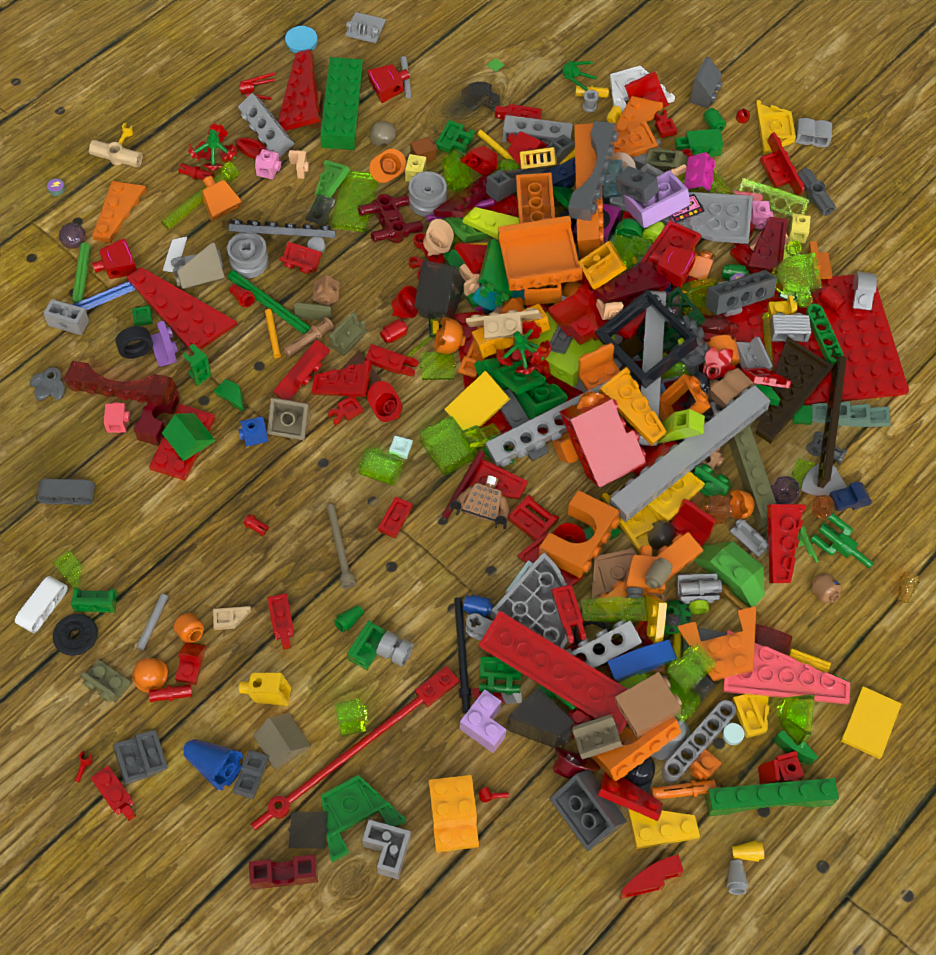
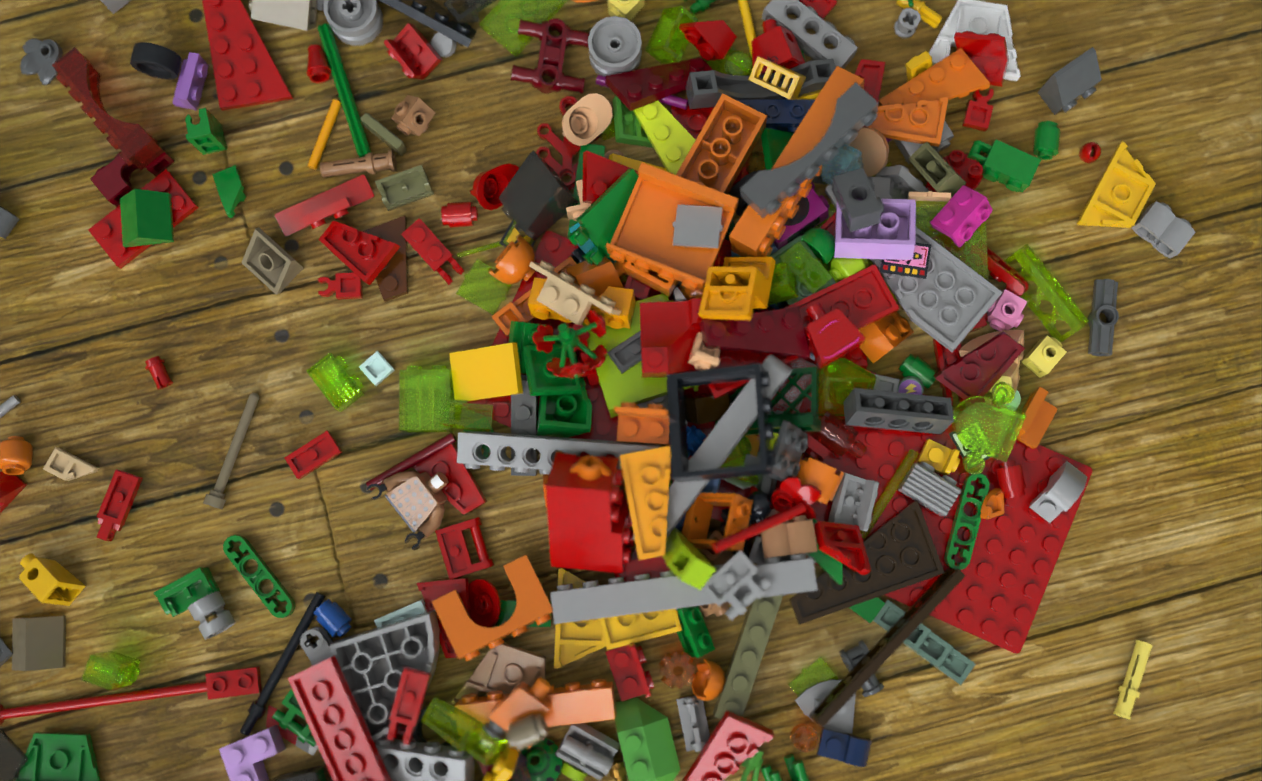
camera: 35 degrees right, 20 degrees up
(116, 417) = (86, 146): coral brick -> none
(142, 316) = (193, 26): green tile -> none
(253, 431) = (224, 253): blue brick -> none
(347, 619) = (187, 546): green cone -> none
(384, 401) = (387, 305): red piece -> none
(410, 607) = (262, 573): none -> green beam
(555, 245) = (697, 226): none -> light grey piece
(661, 534) = (590, 663): clear smoke hair -> none
(711, 384) = (758, 527): none -> red bar
(715, 421) = (729, 579): none -> light grey plate
(779, 167) = (1079, 257): red bracket -> none
(785, 490) = (770, 694): hair -> none
(832, 316) = (993, 504): none -> orange tile

